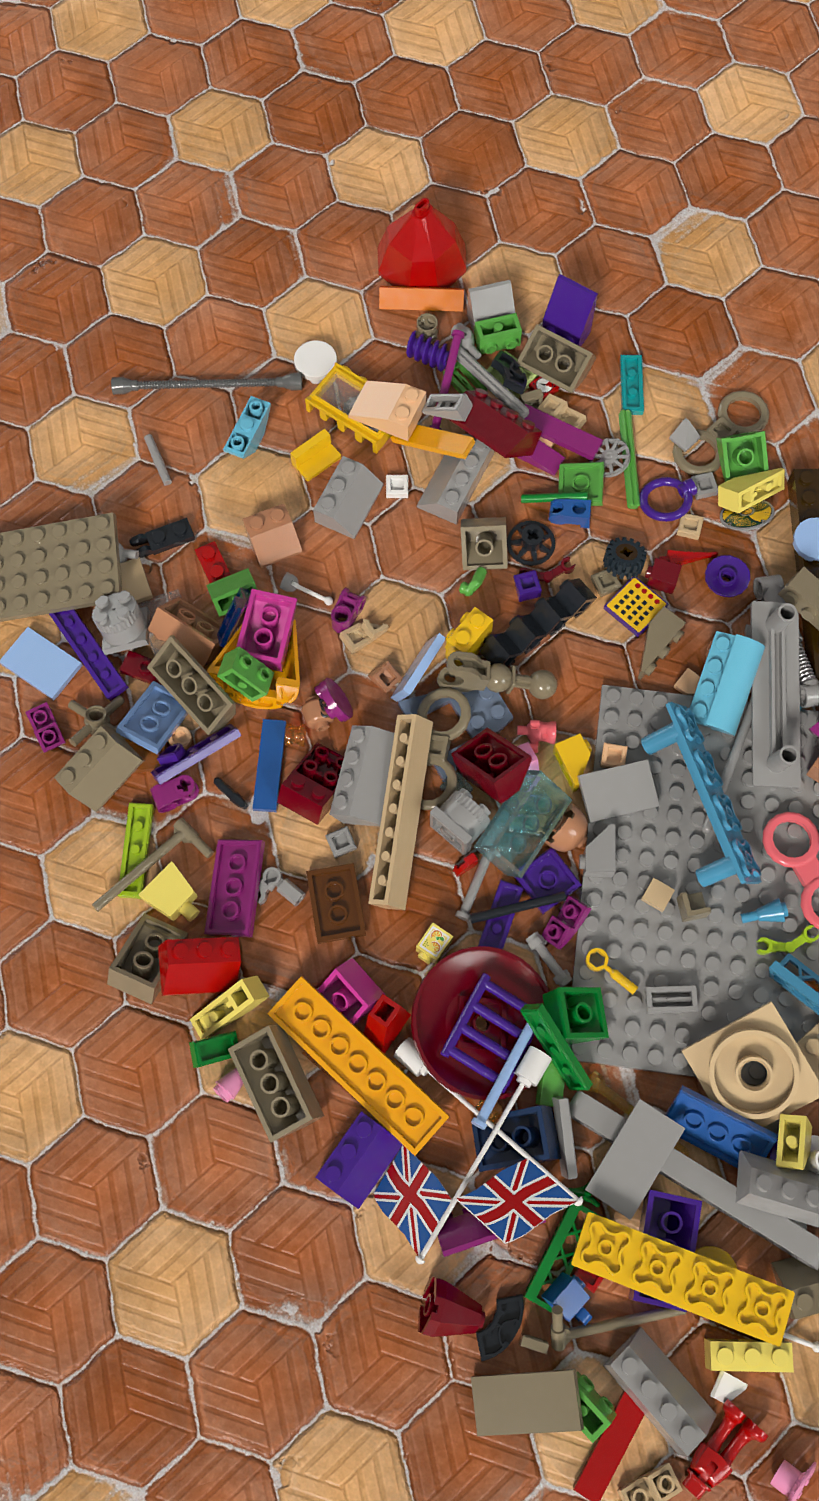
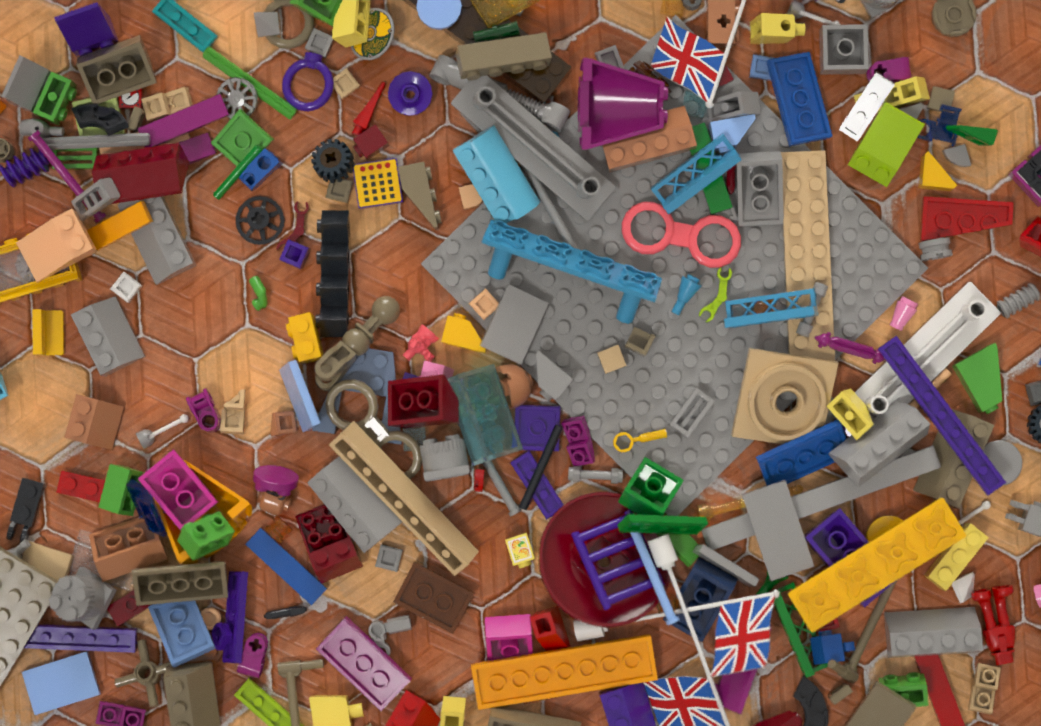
camera: 50 degrees left, 15 degrees up
(484, 543) = (233, 259): dark tan slope -> none

